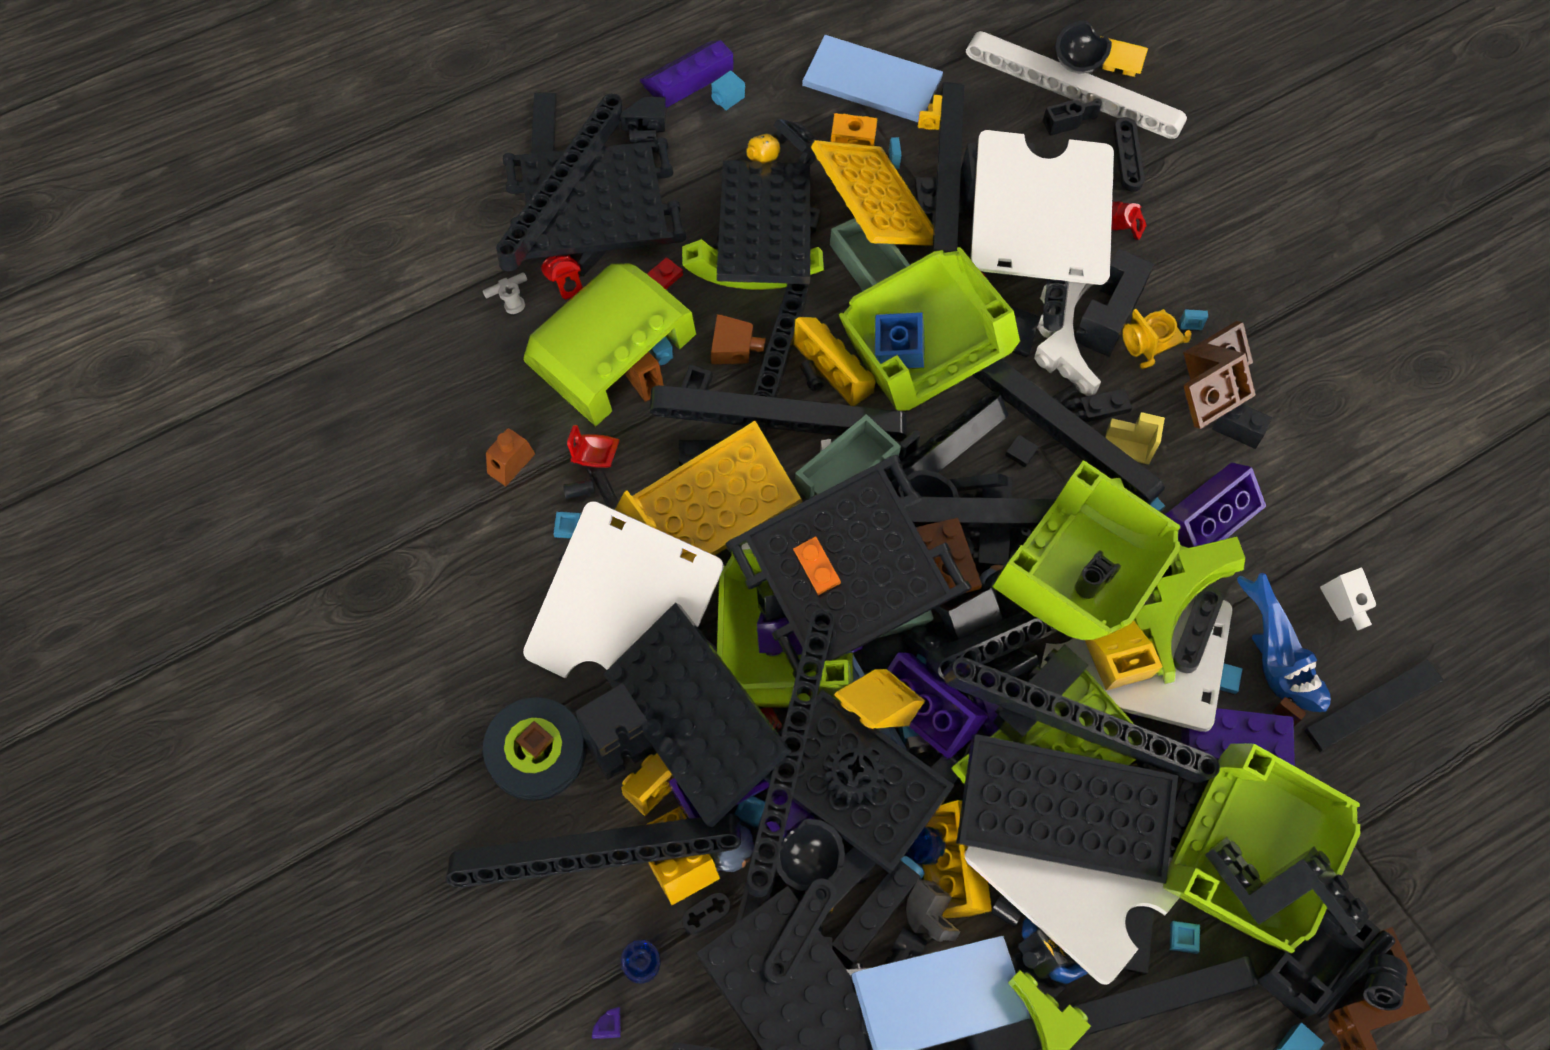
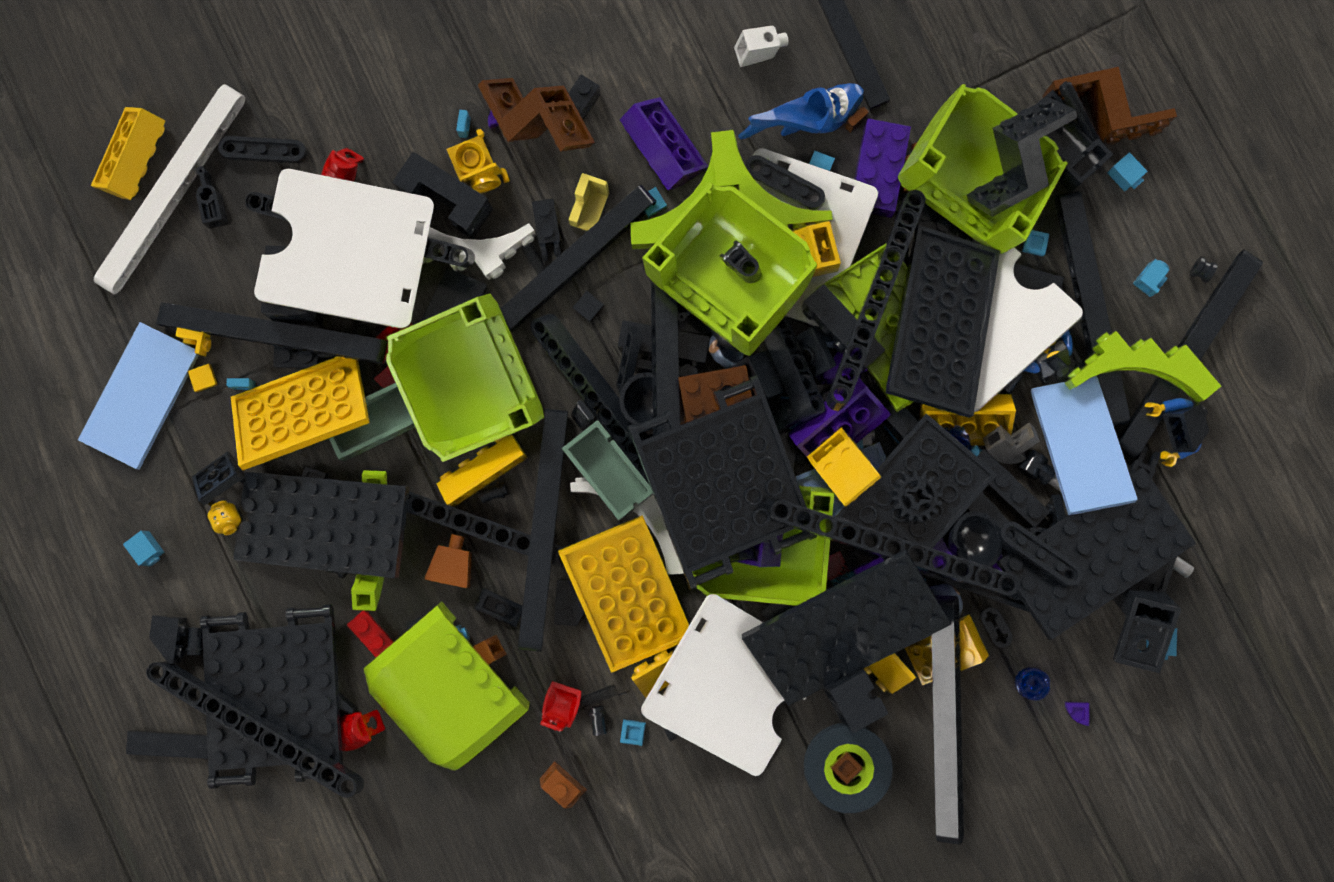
camera: 80 degrees left, 20 degrees up
(509, 292) = (379, 784): light grey piece -> none
(690, 72) = (113, 588): dark purple slope -> none
(817, 565) = (725, 510): orange plate -> none
(853, 129) = (217, 432): light orange brick -> none
(896, 125) = (202, 378): none -> yellow tile
(900, 336) = (472, 406): blue brick -> none
(1081, 48) = (138, 175): black cylinder -> none
(1385, 982) = (1101, 97): black wheel -> none

